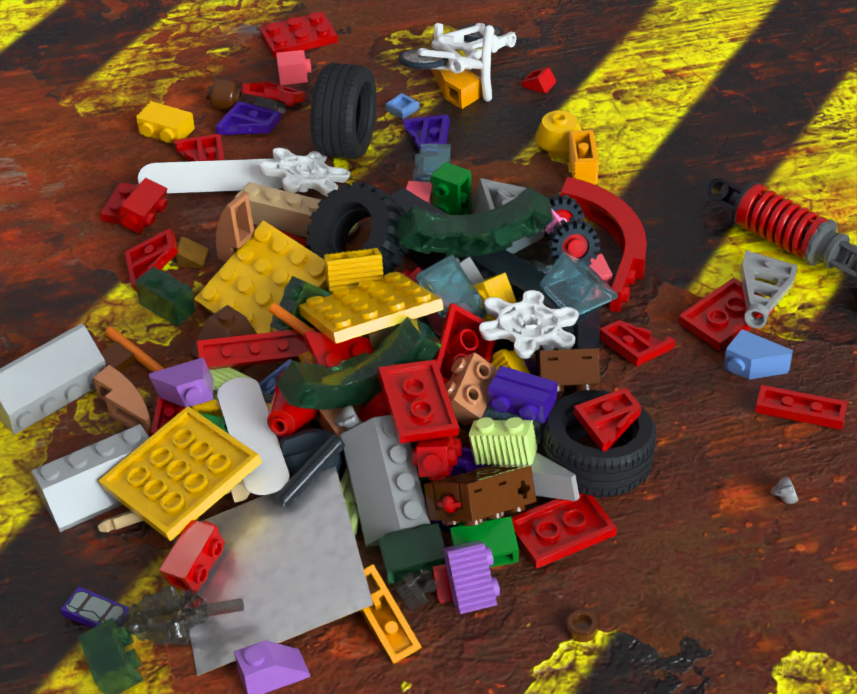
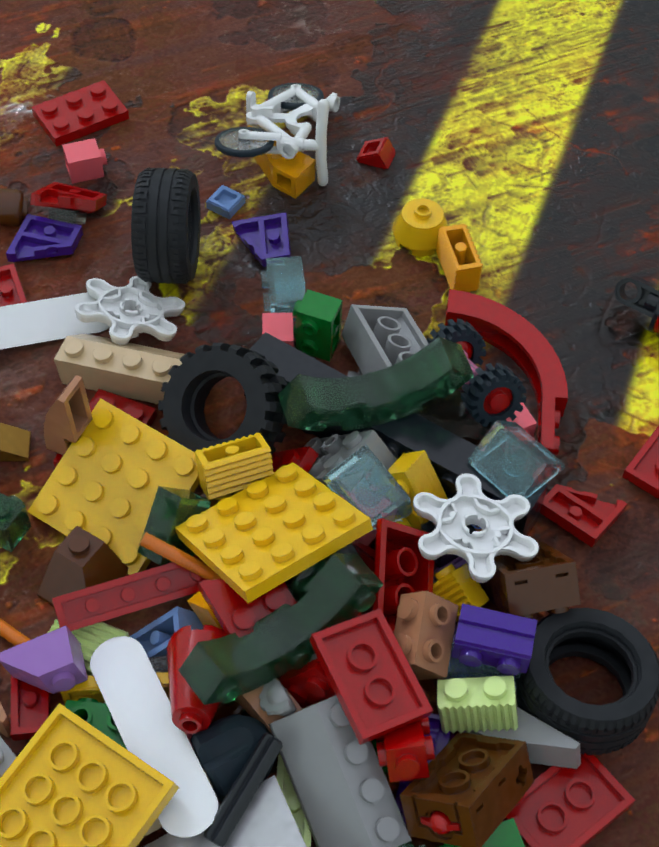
camera: 15 degrees left, 10 degrees up
(608, 416) = (604, 656): red wing -> none

